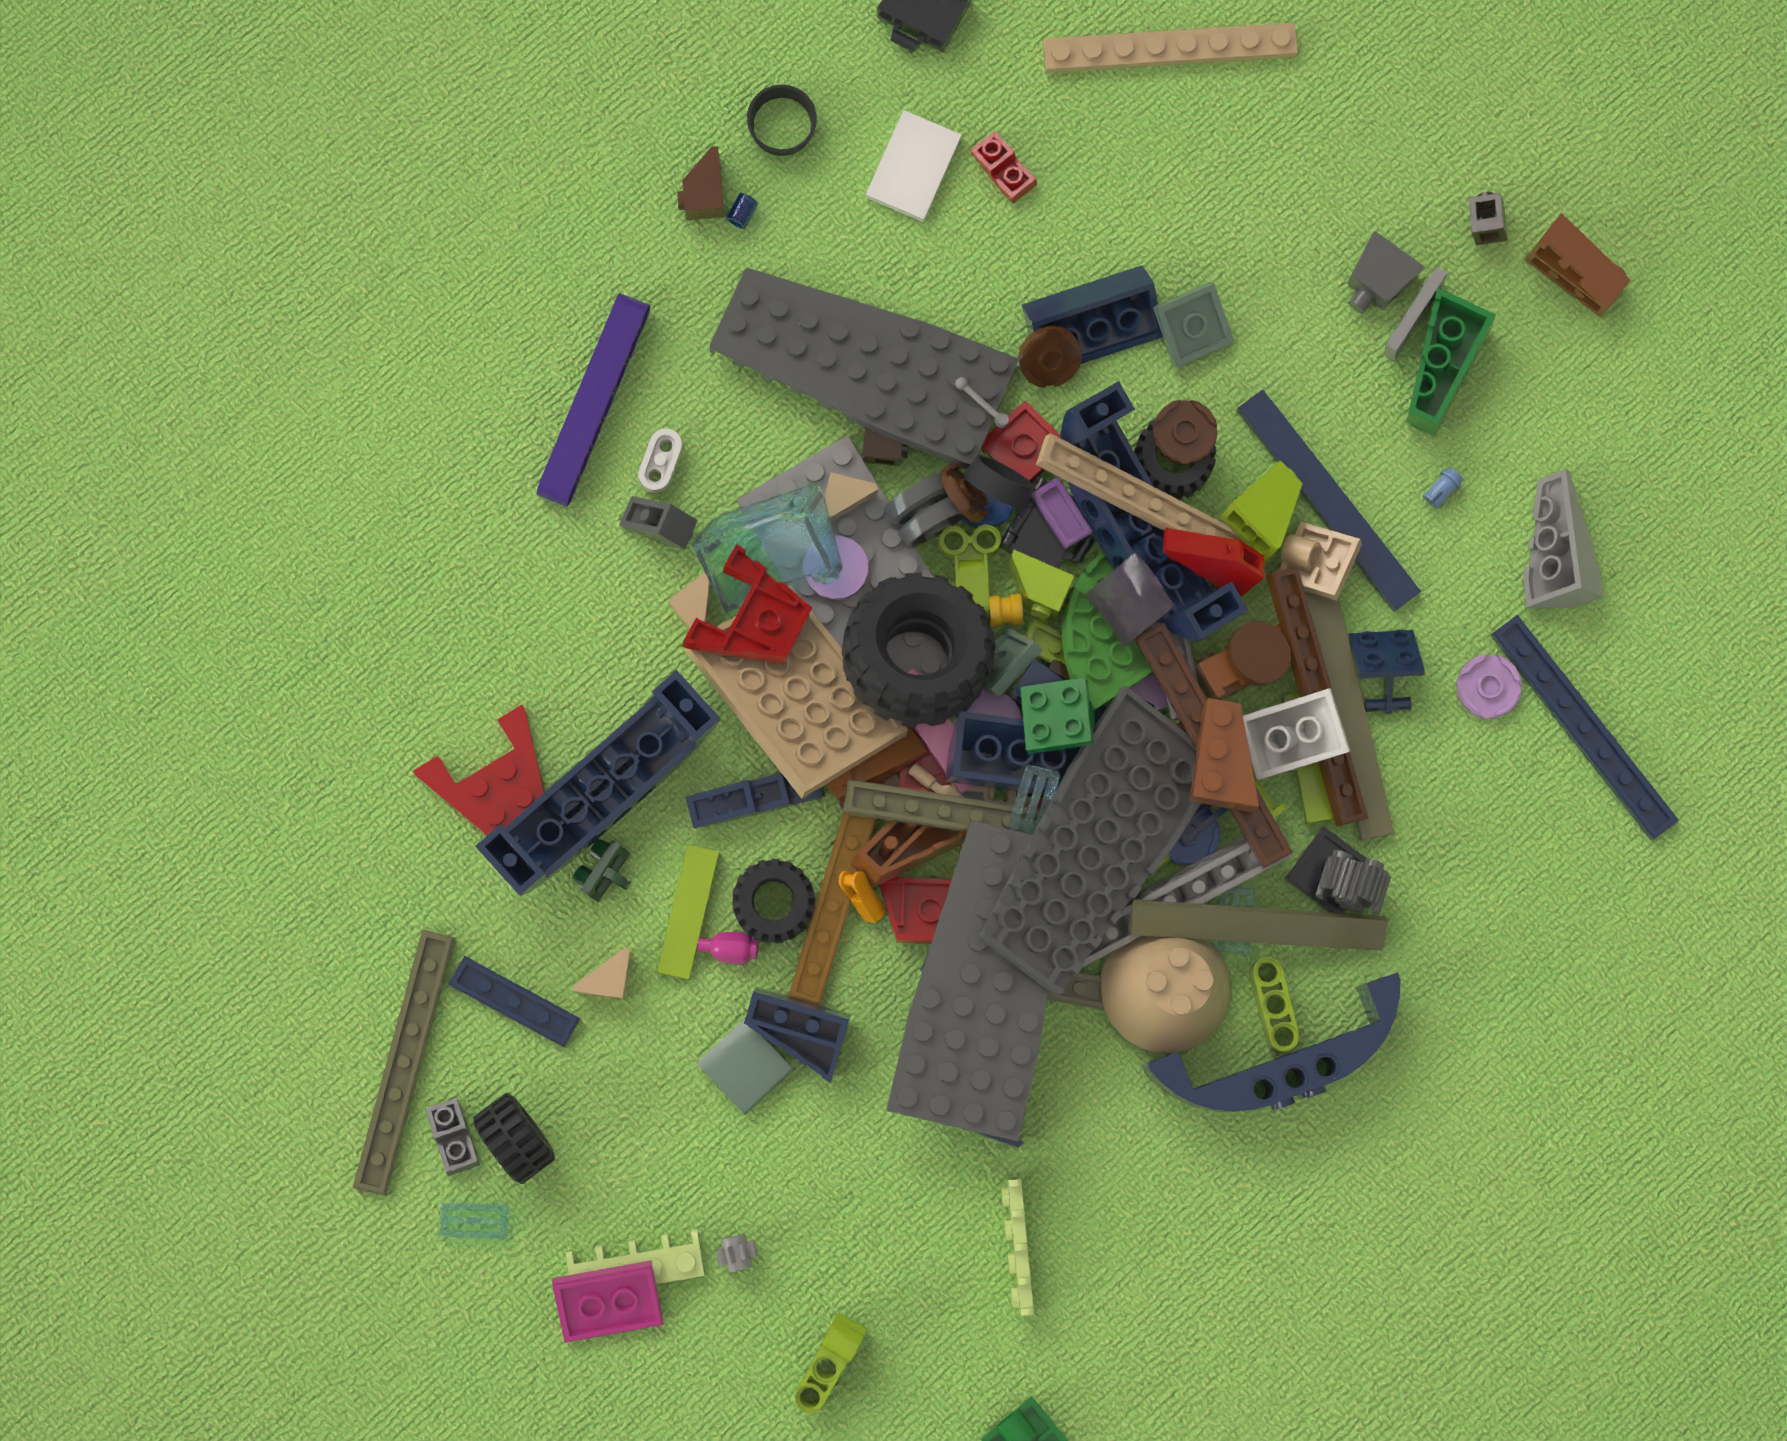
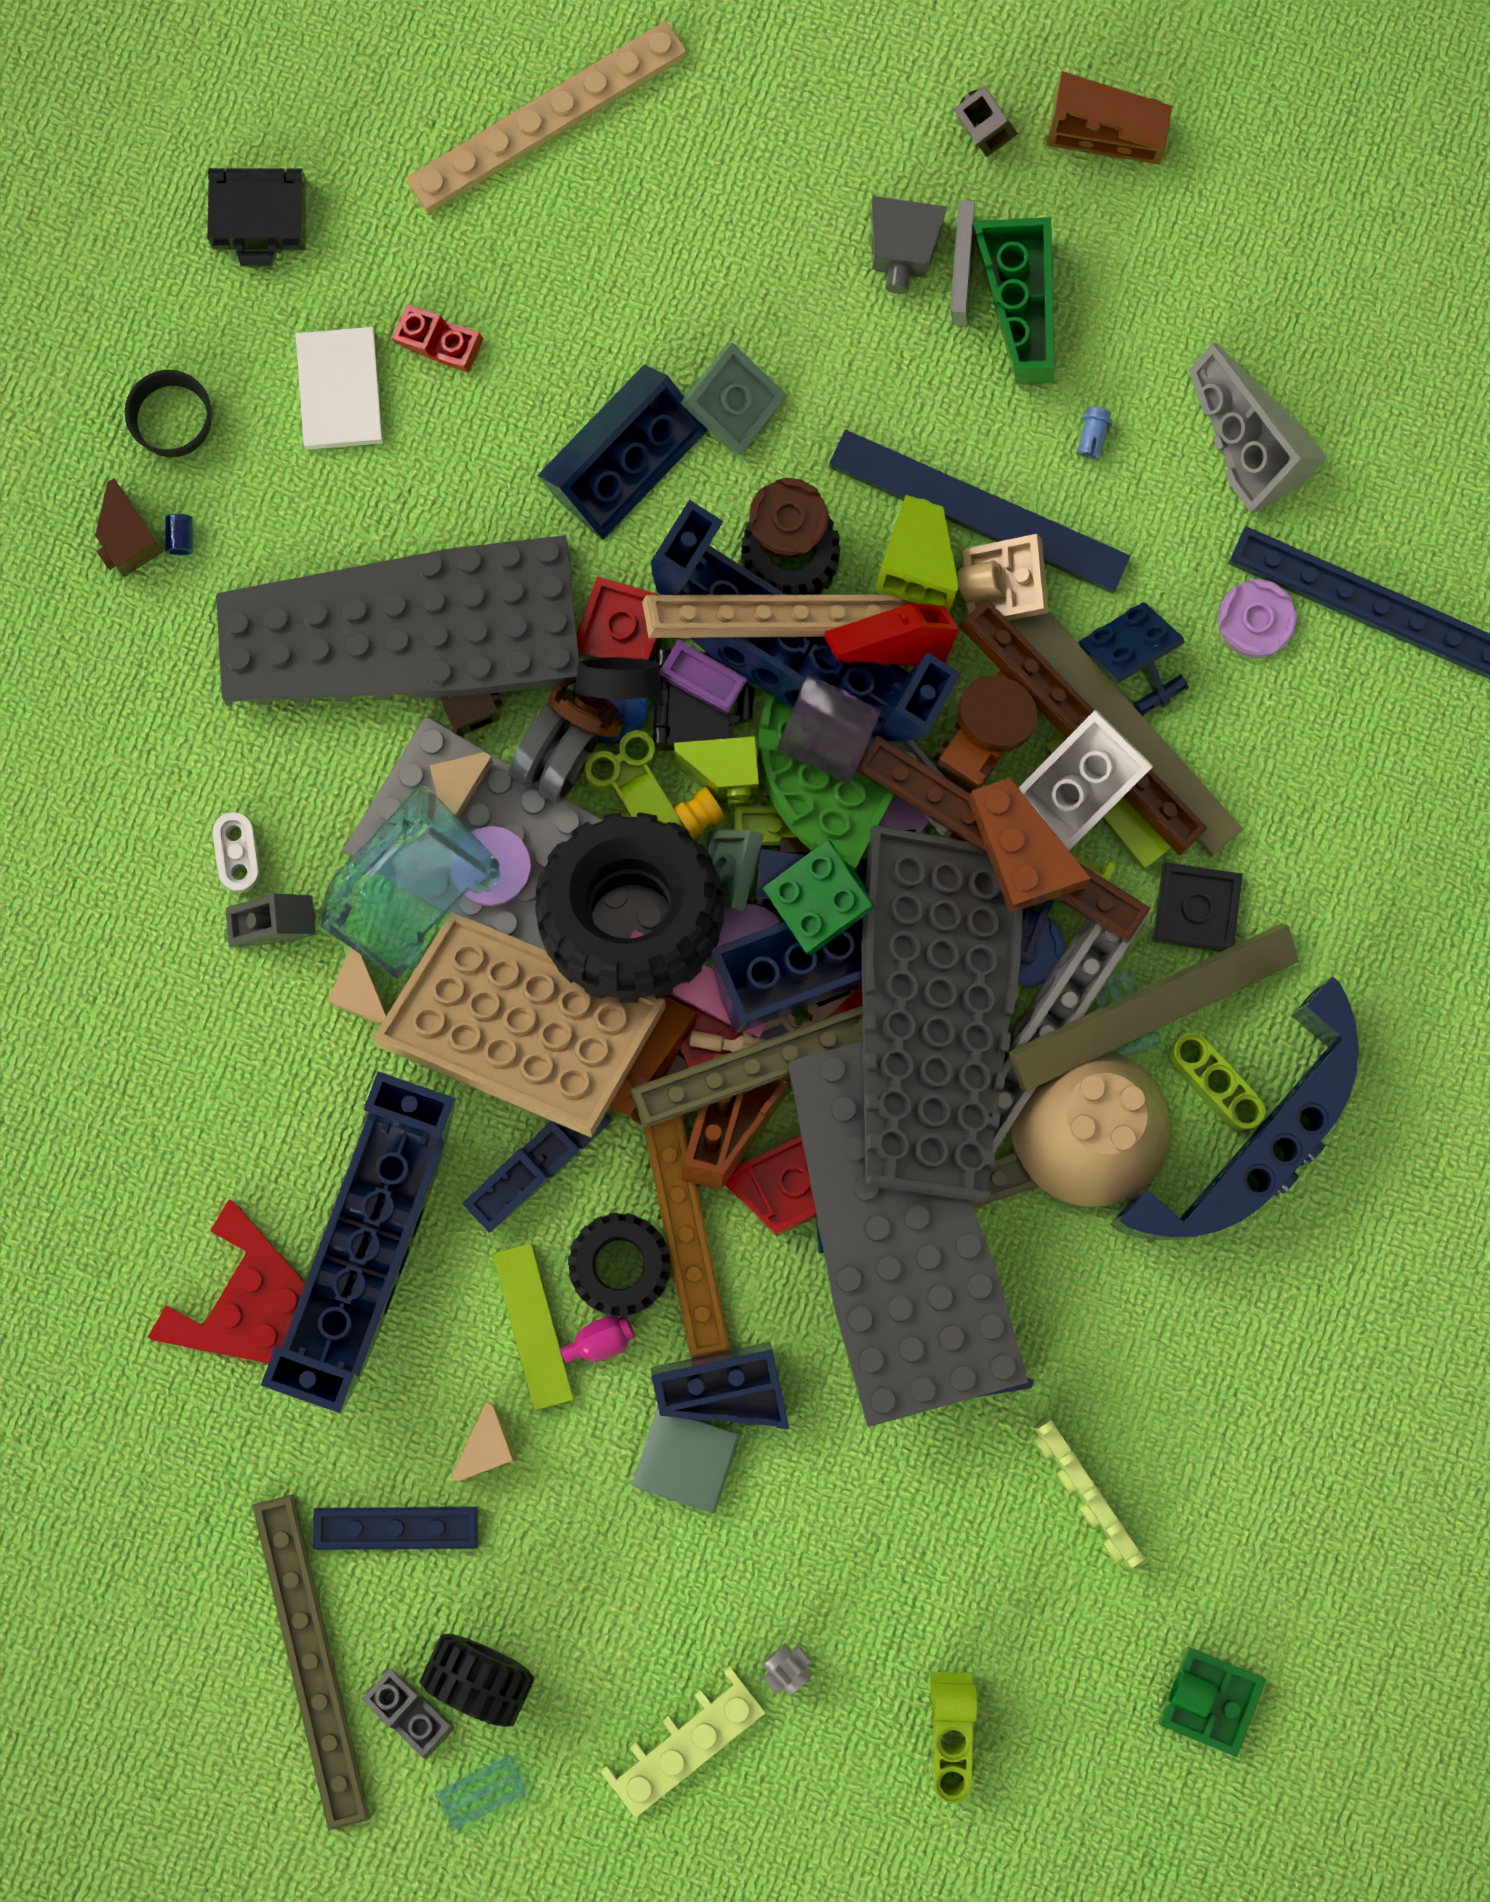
camera: 25 degrees left, 0 degrees up
(593, 400) = (127, 826): dark purple beam -> none
(607, 1301) = (675, 1800): dark pink tile -> none
(611, 859) = (415, 1348): dark green hips -> none
(765, 622) = (447, 967): red wing -> none
(862, 895) = (712, 1206): light orange bar -> none
(1001, 419) = (583, 610): light grey hinge -> none
(1042, 773) = (850, 1033): clear light blue tile -> none
(1049, 356) = (598, 515): reddish brown tile -> none
(1354, 883) = (1232, 905): dark grey brick -> none

